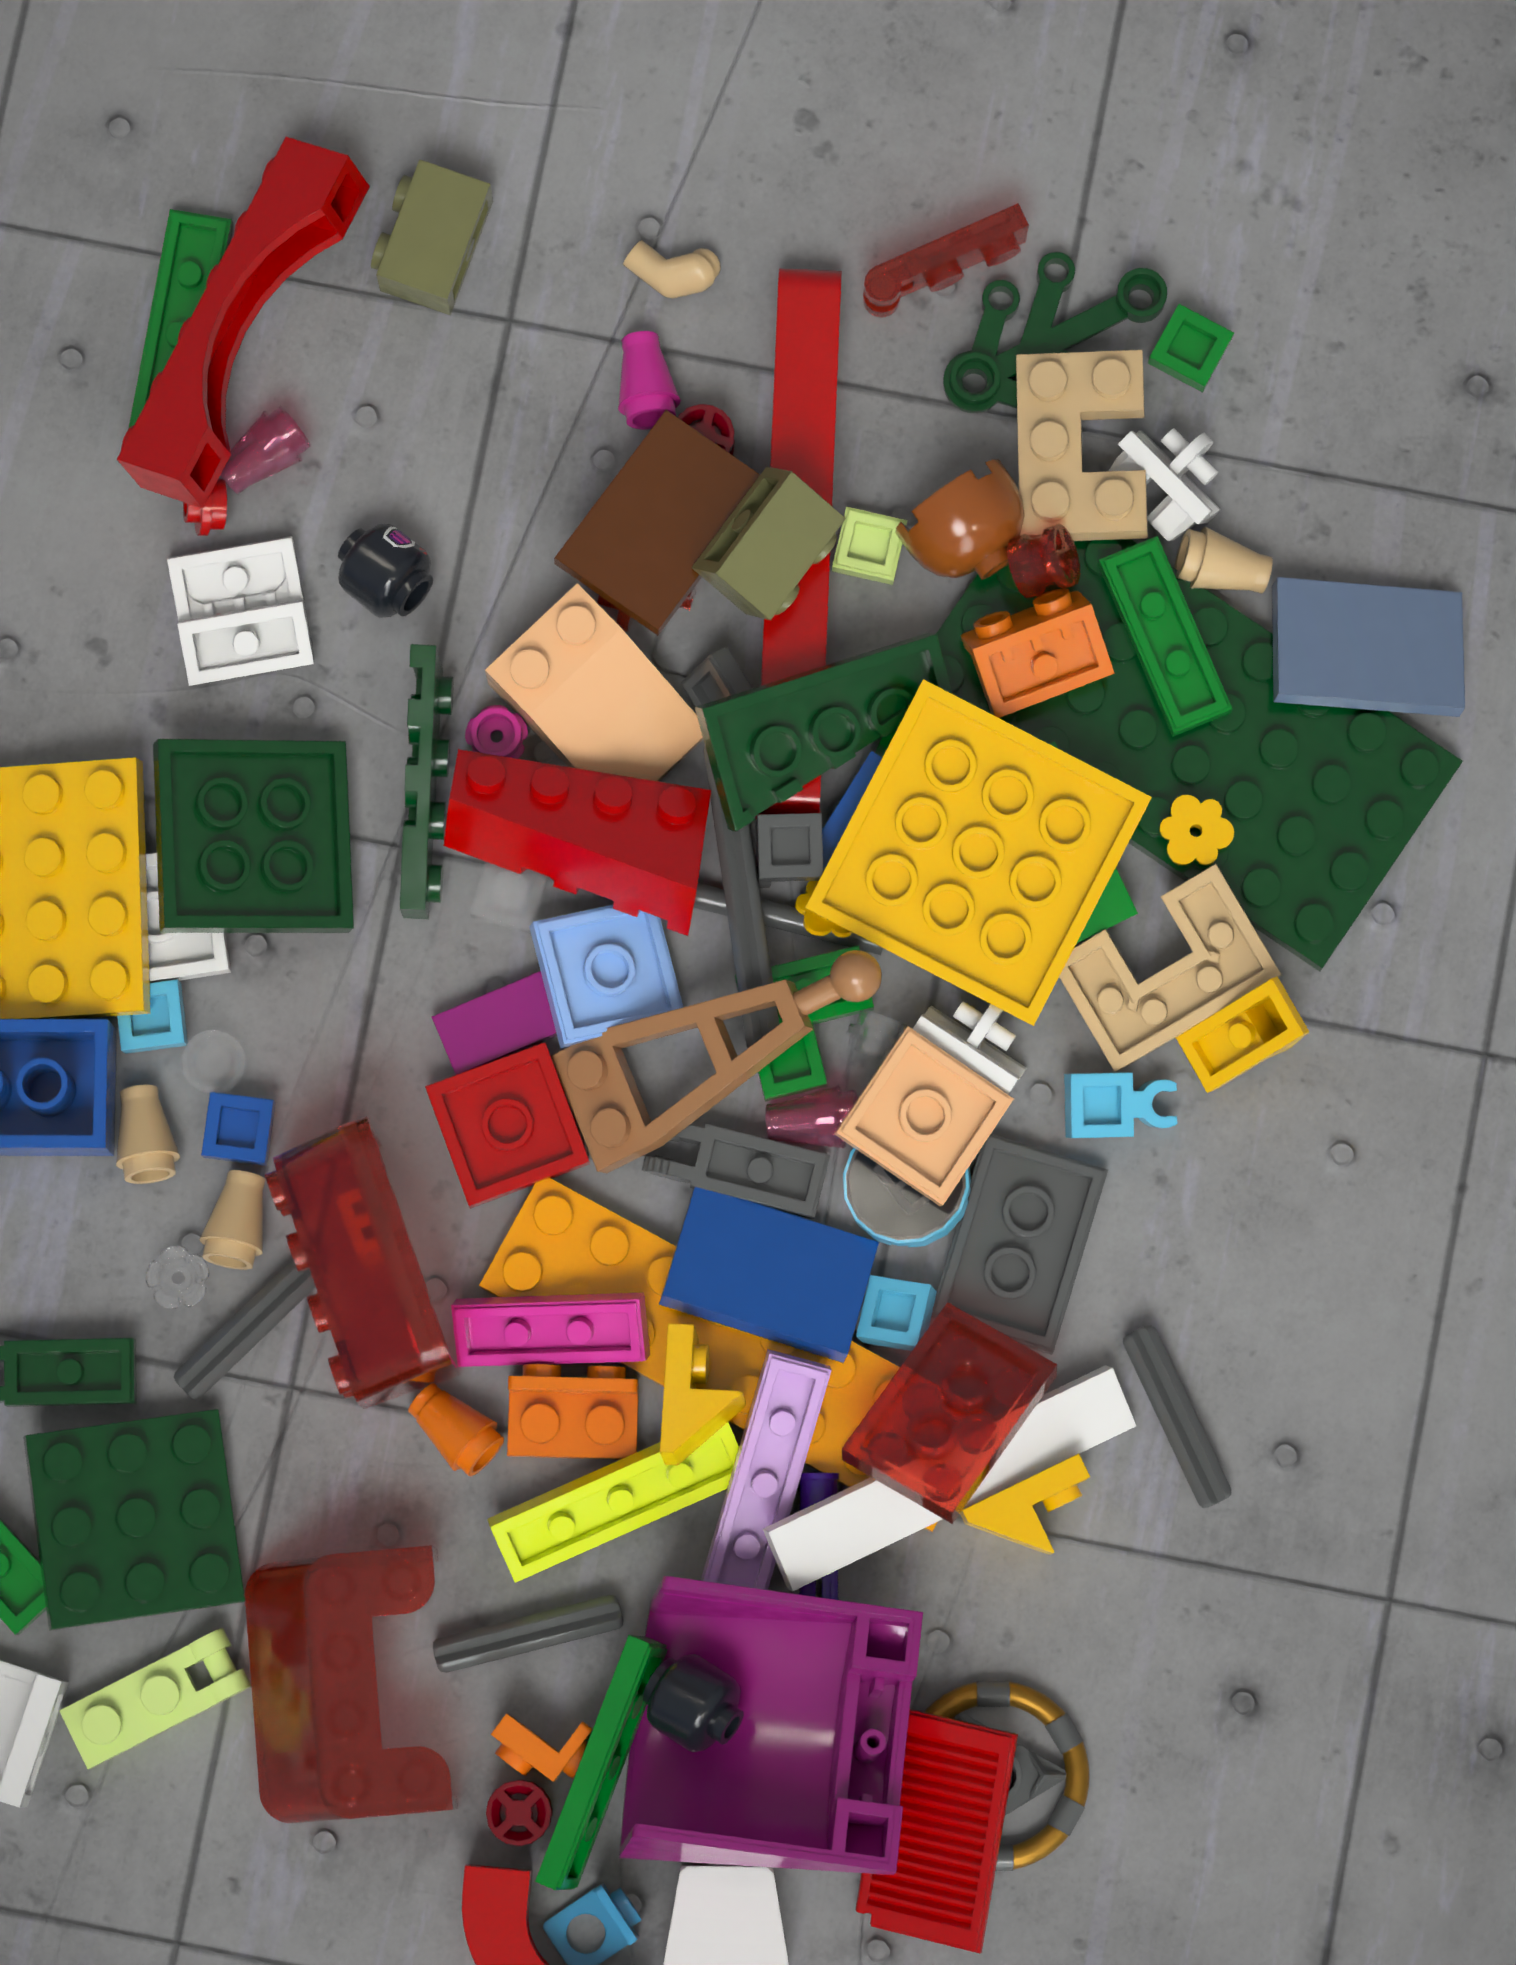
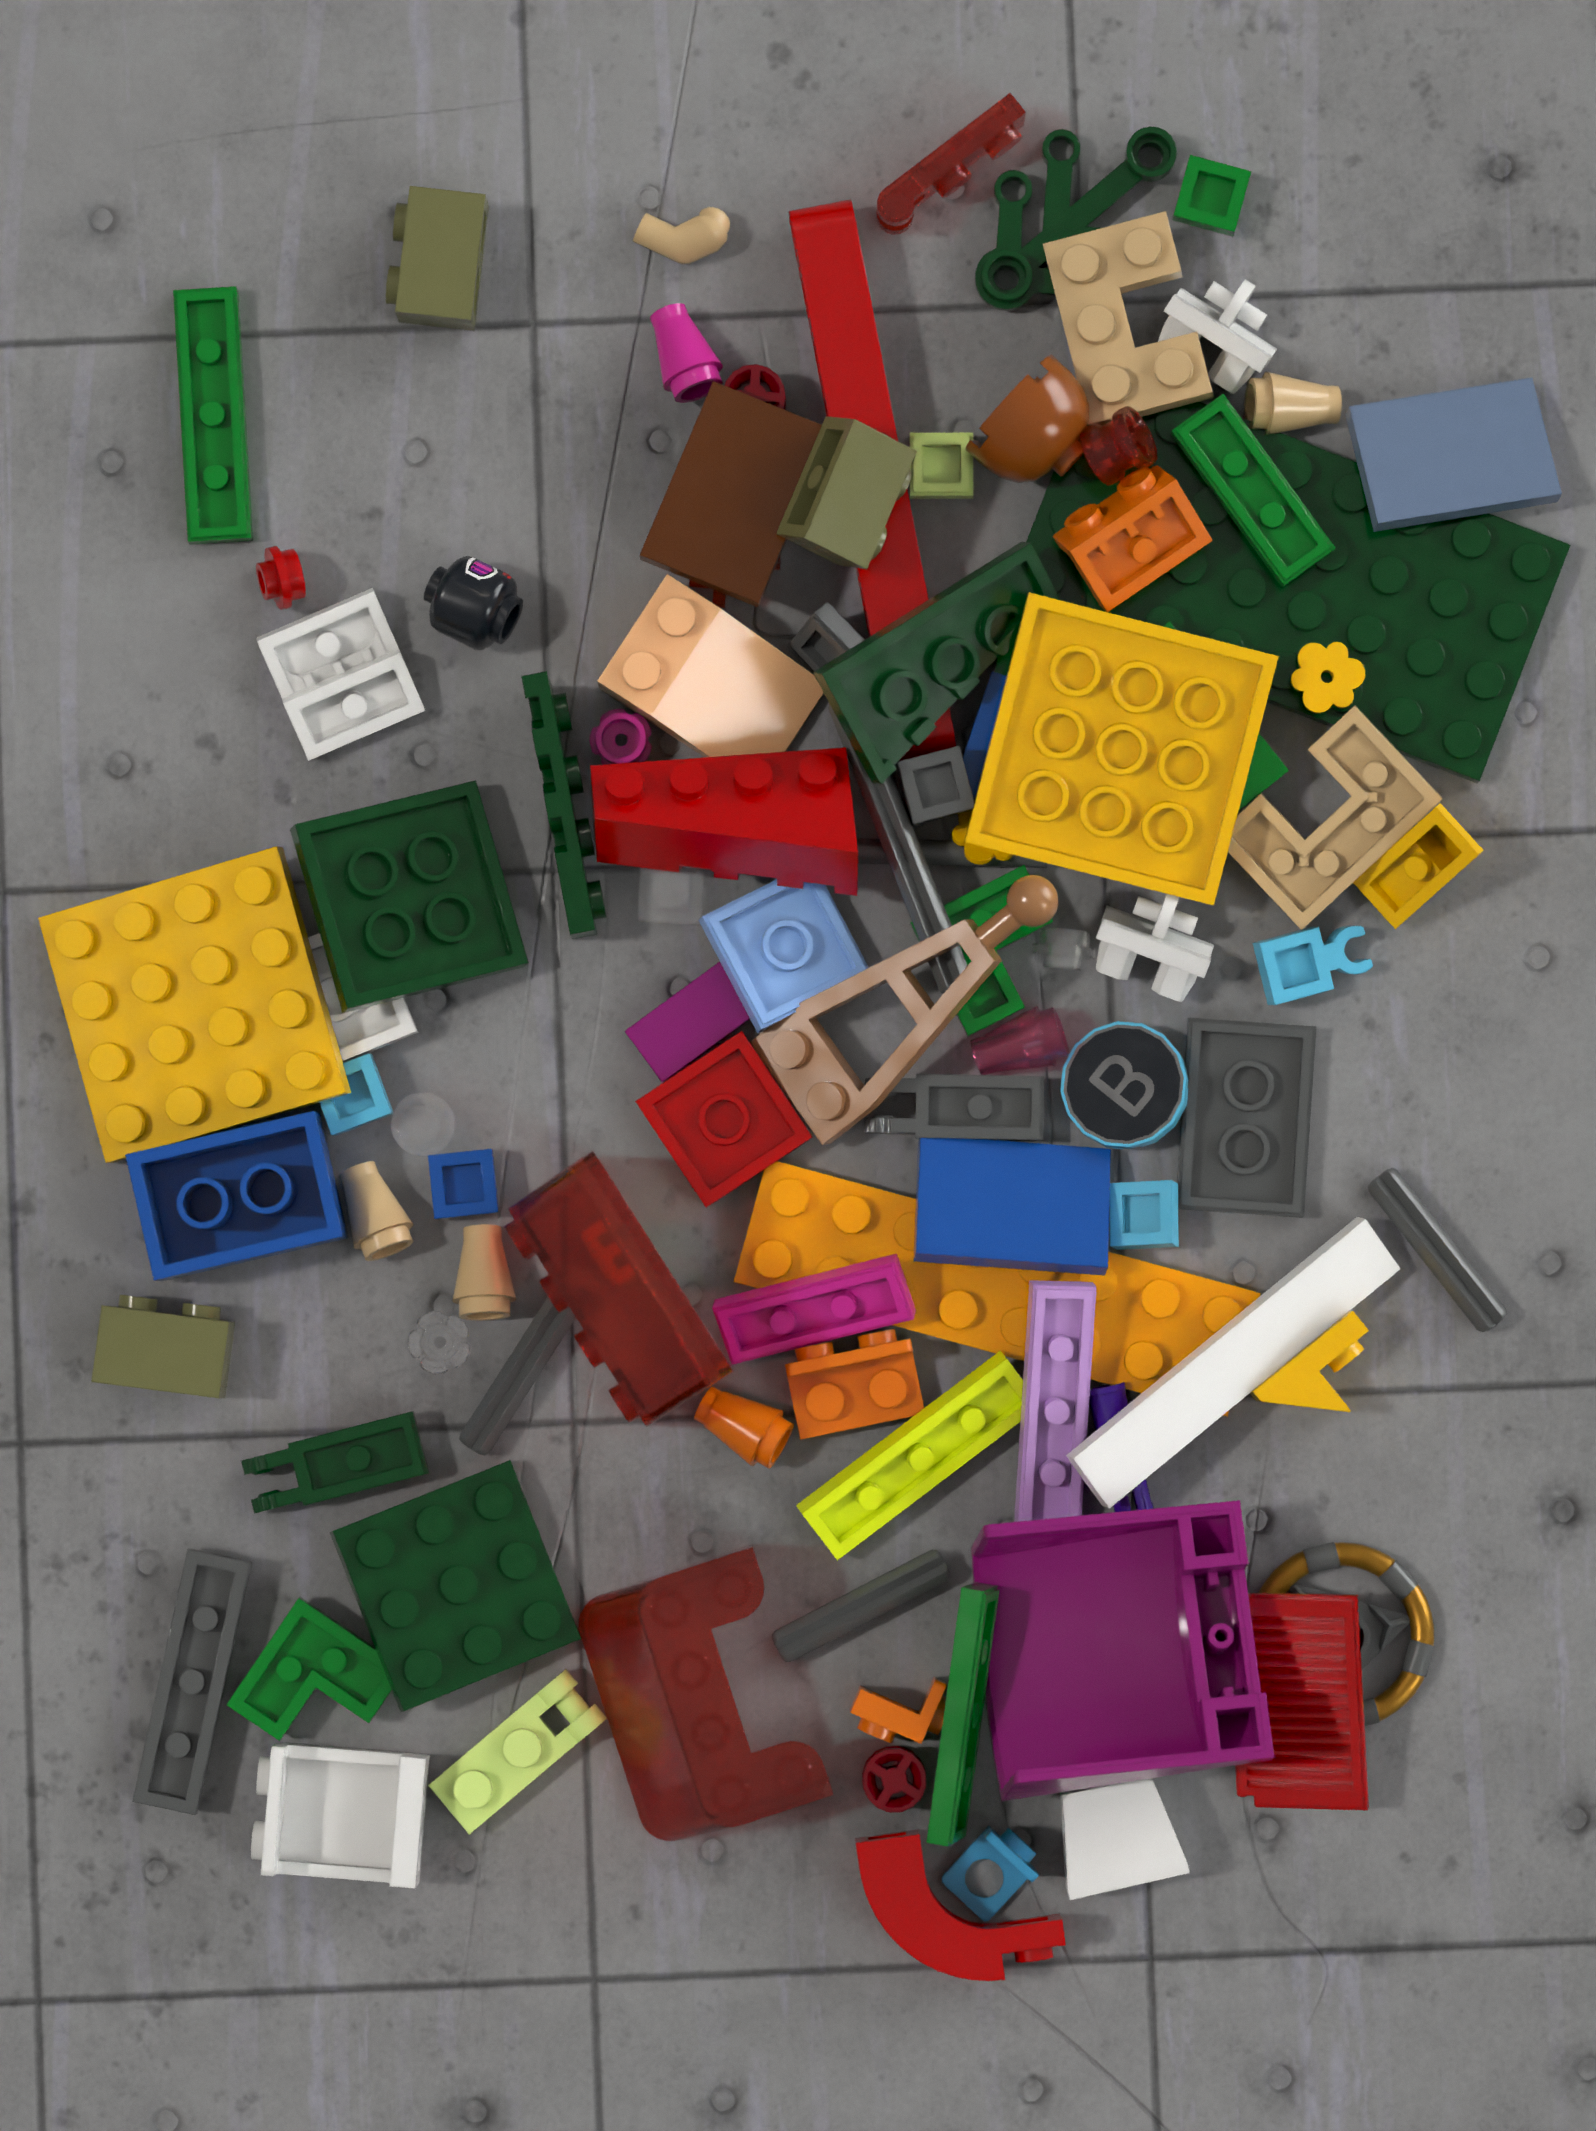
camera: 10 degrees left, 5 degrees up
(265, 449) = (325, 510): clear pink cone -> none
(296, 213) = (300, 267): red arch -> none
(691, 1413) = (967, 1361): yellow slope -> none
(693, 1702) = (1038, 1637): black head -> none
(923, 1116) = (1127, 1018): light nougat plate -> none
(949, 1412) = (1220, 1301): clear red plate -> none

